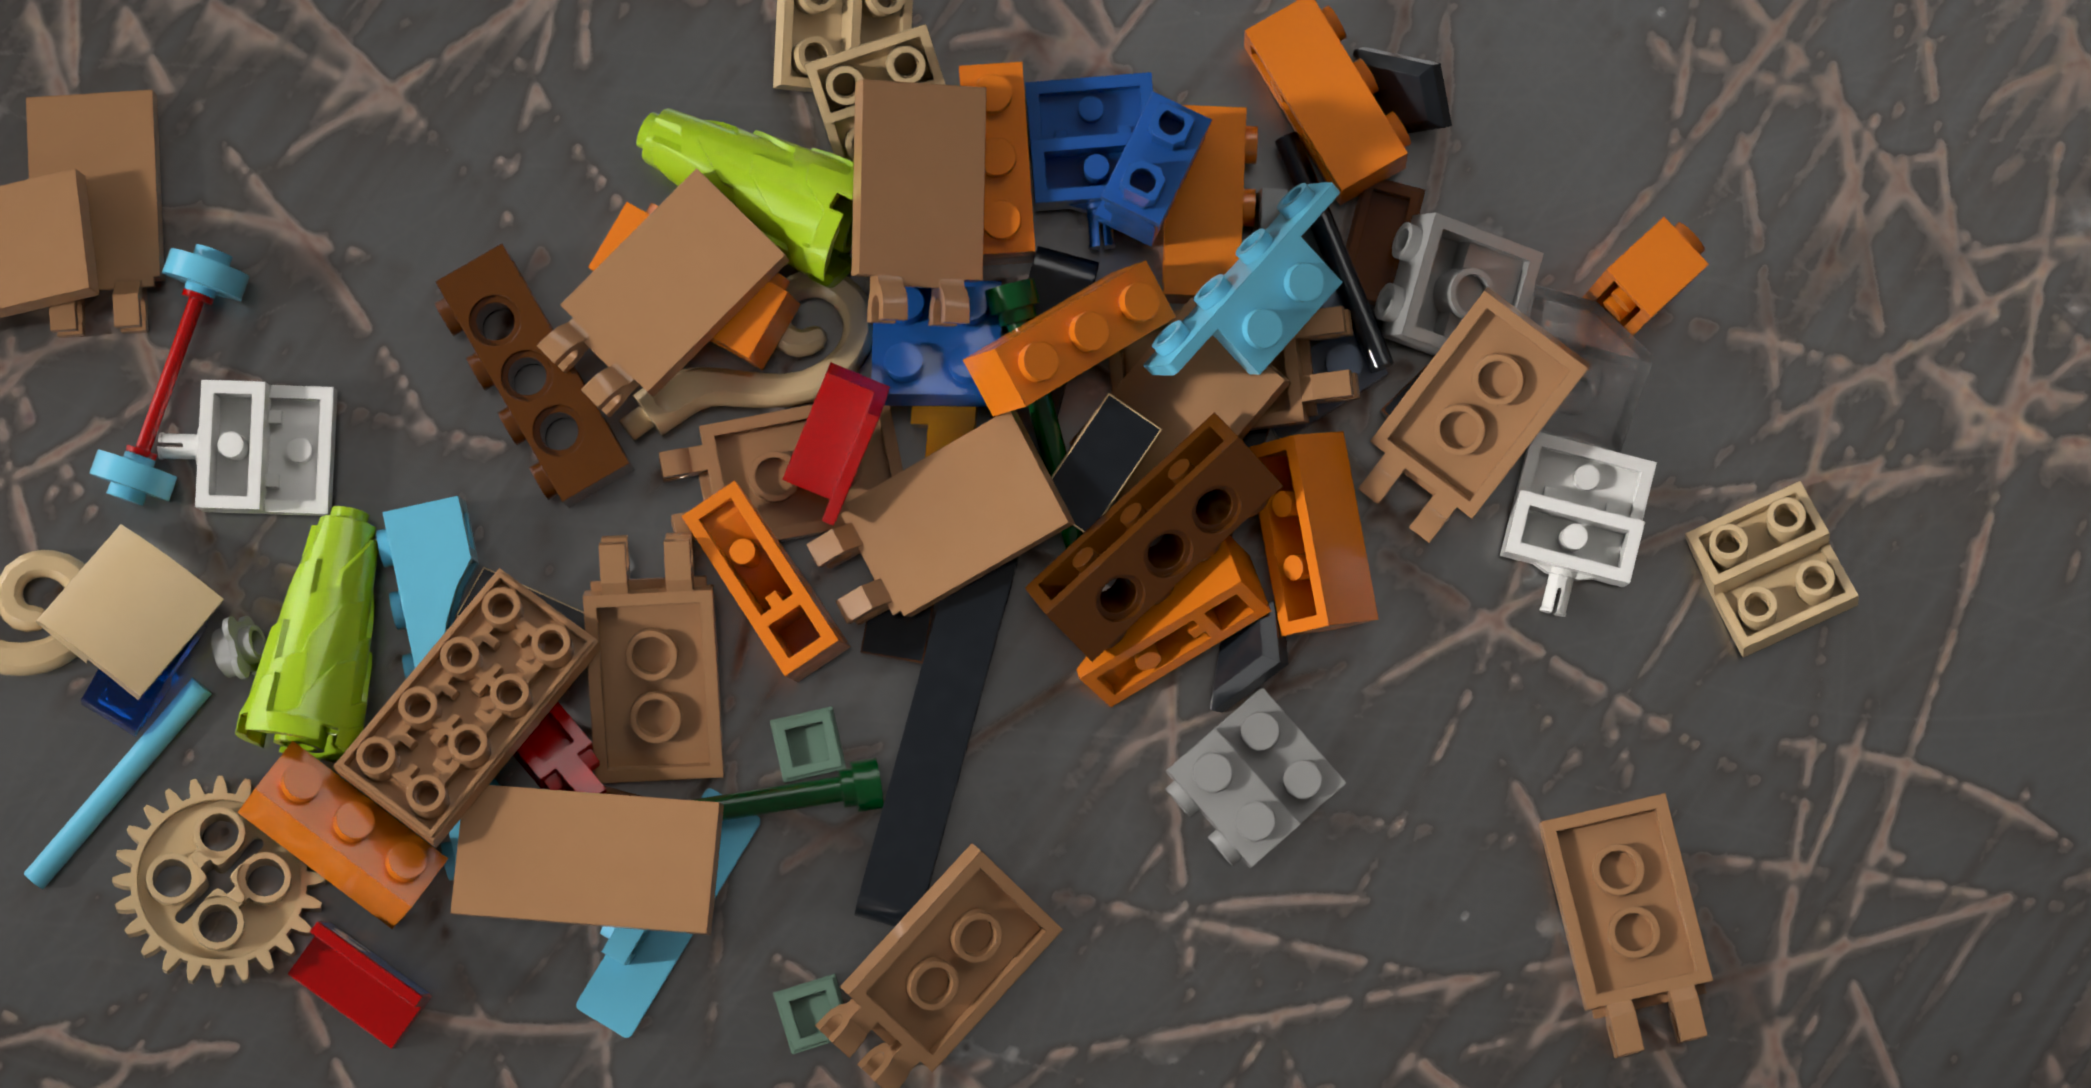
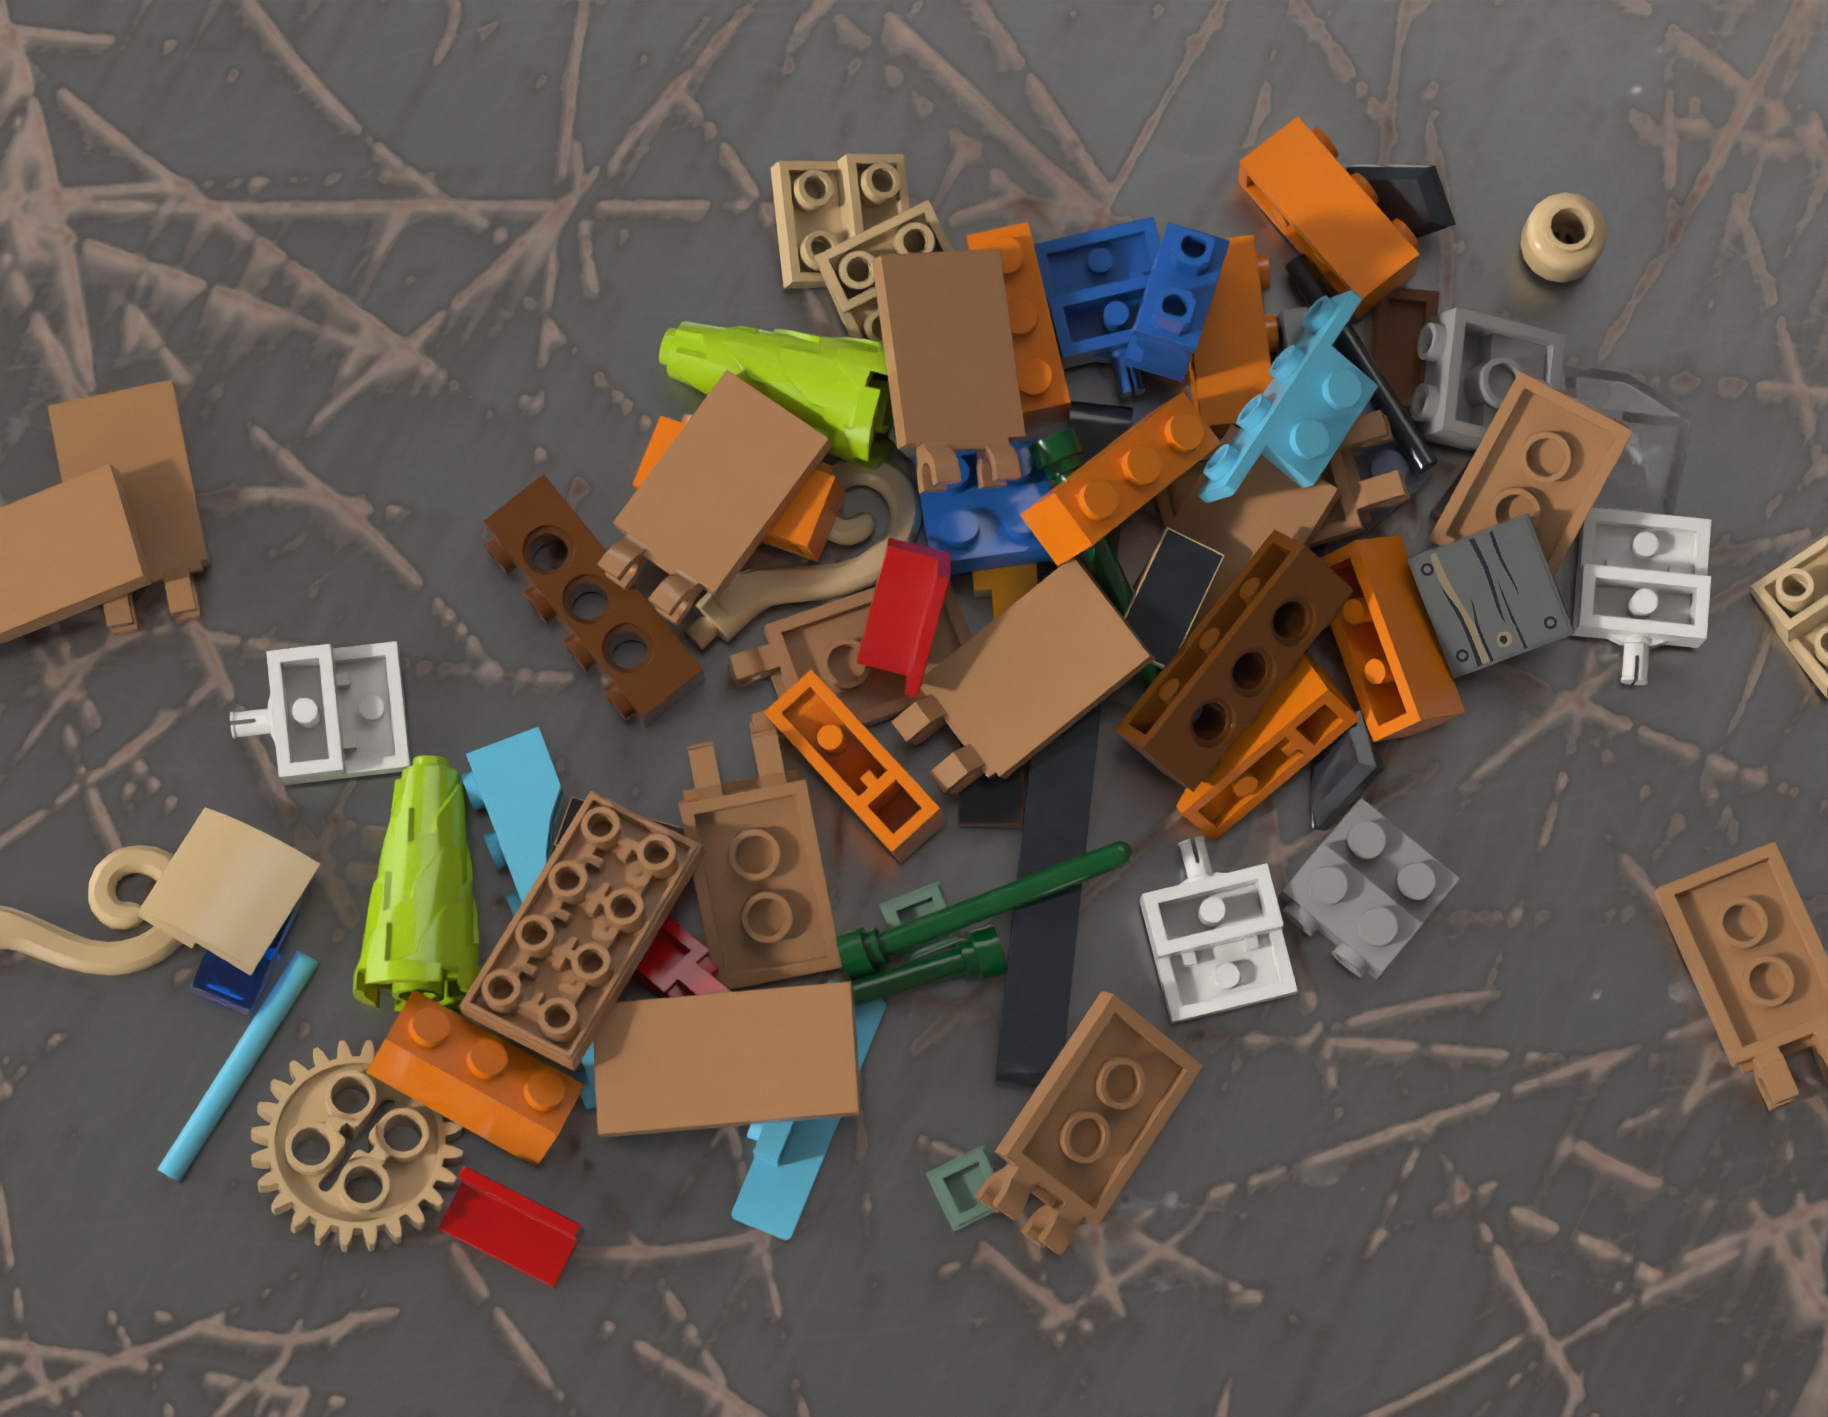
camera: 10 degrees left, 5 degrees down
(205, 276) = (252, 552): medium azure axle -> none
(238, 647) = (341, 911): light grey plate -> none
(750, 765) = (867, 951): none -> dark green piece
(1096, 806) = (1217, 938): none -> white plate
(1421, 508) = (1491, 595): none -> dark grey tile
(1564, 135) = (1571, 220): none -> tan head
(1649, 274) = (1676, 333): orange brick -> none

